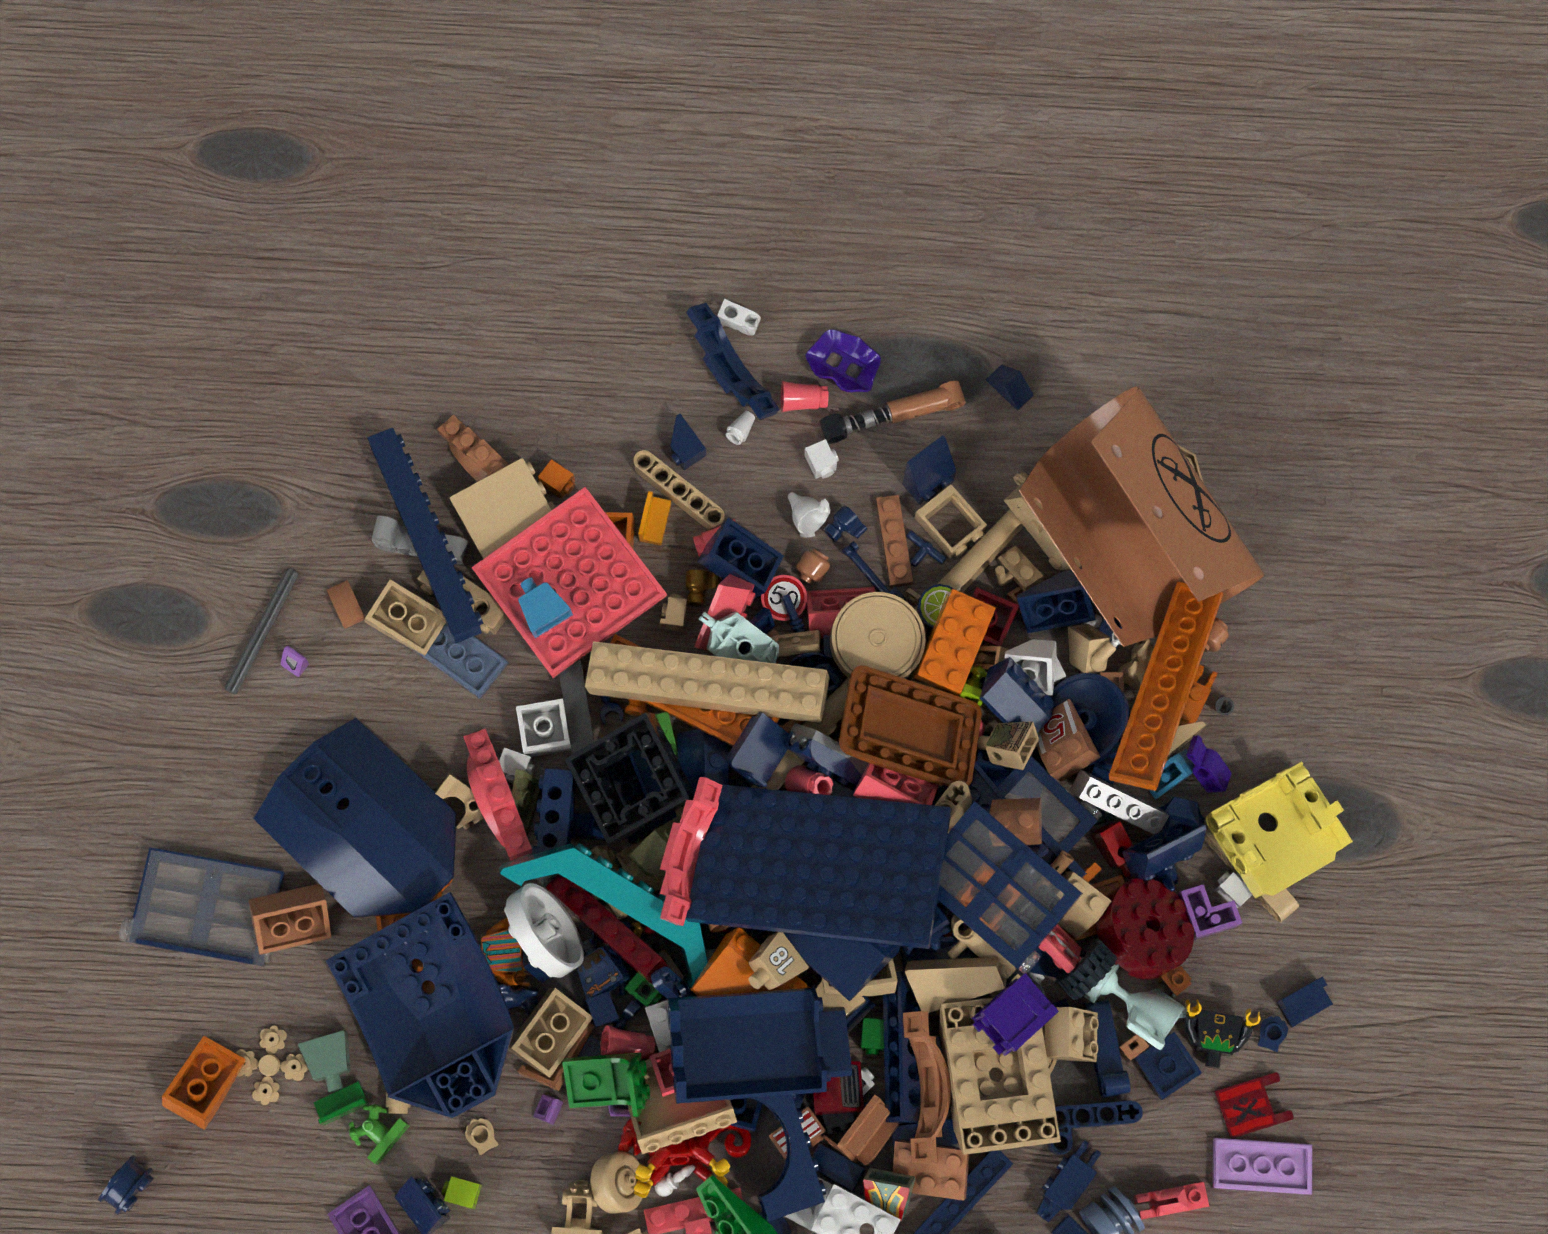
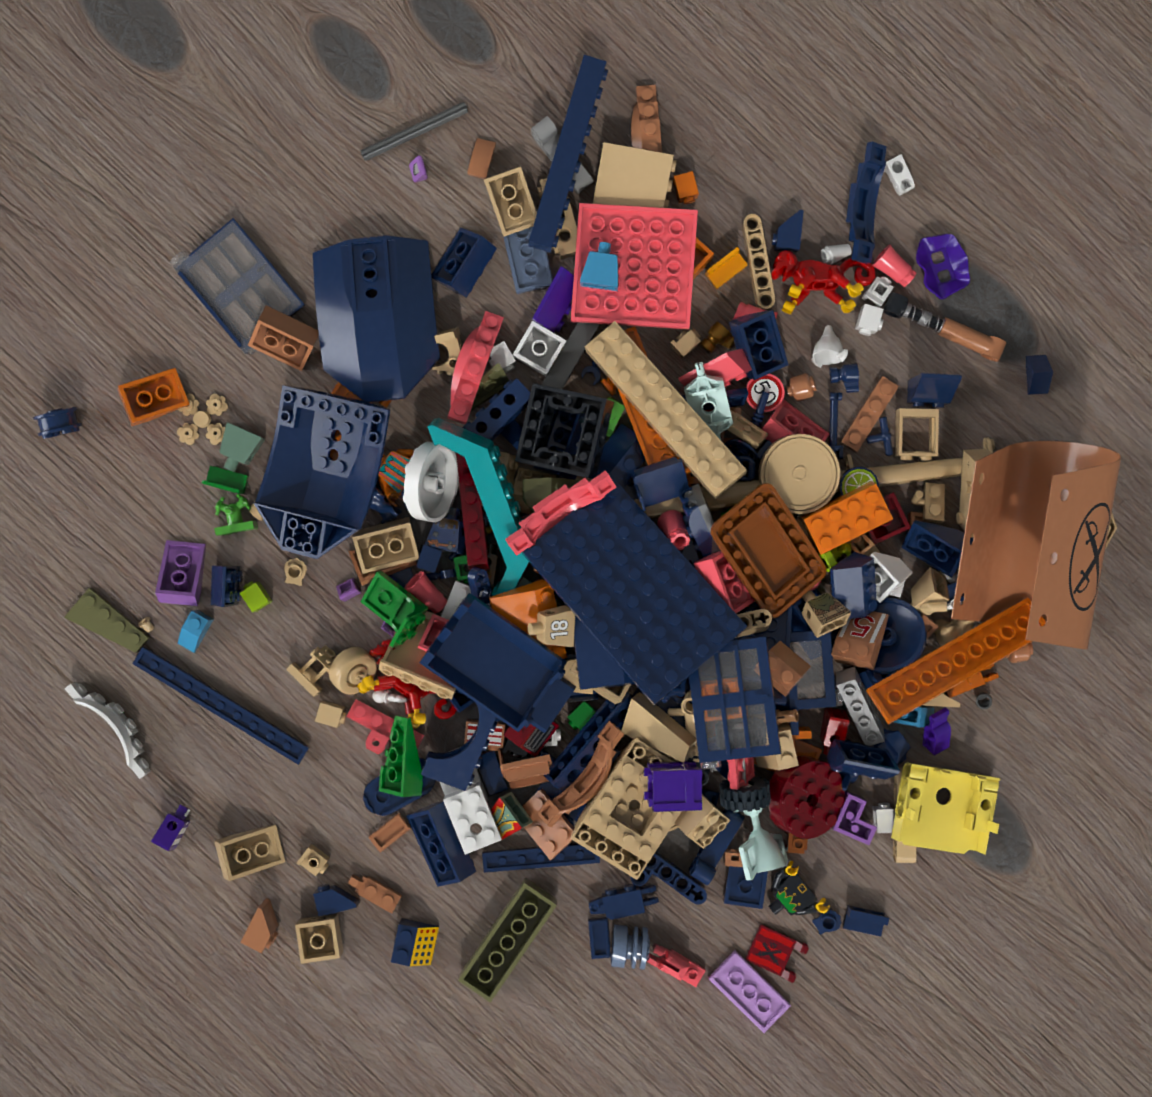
camera: 45 degrees right, 15 degrees up
(406, 709) = (463, 262): none -> dark blue slope
(524, 671) = (556, 302): none -> dark purple slope
(743, 458) = (816, 275): none -> red animal
(807, 428) = (878, 291): none -> white window

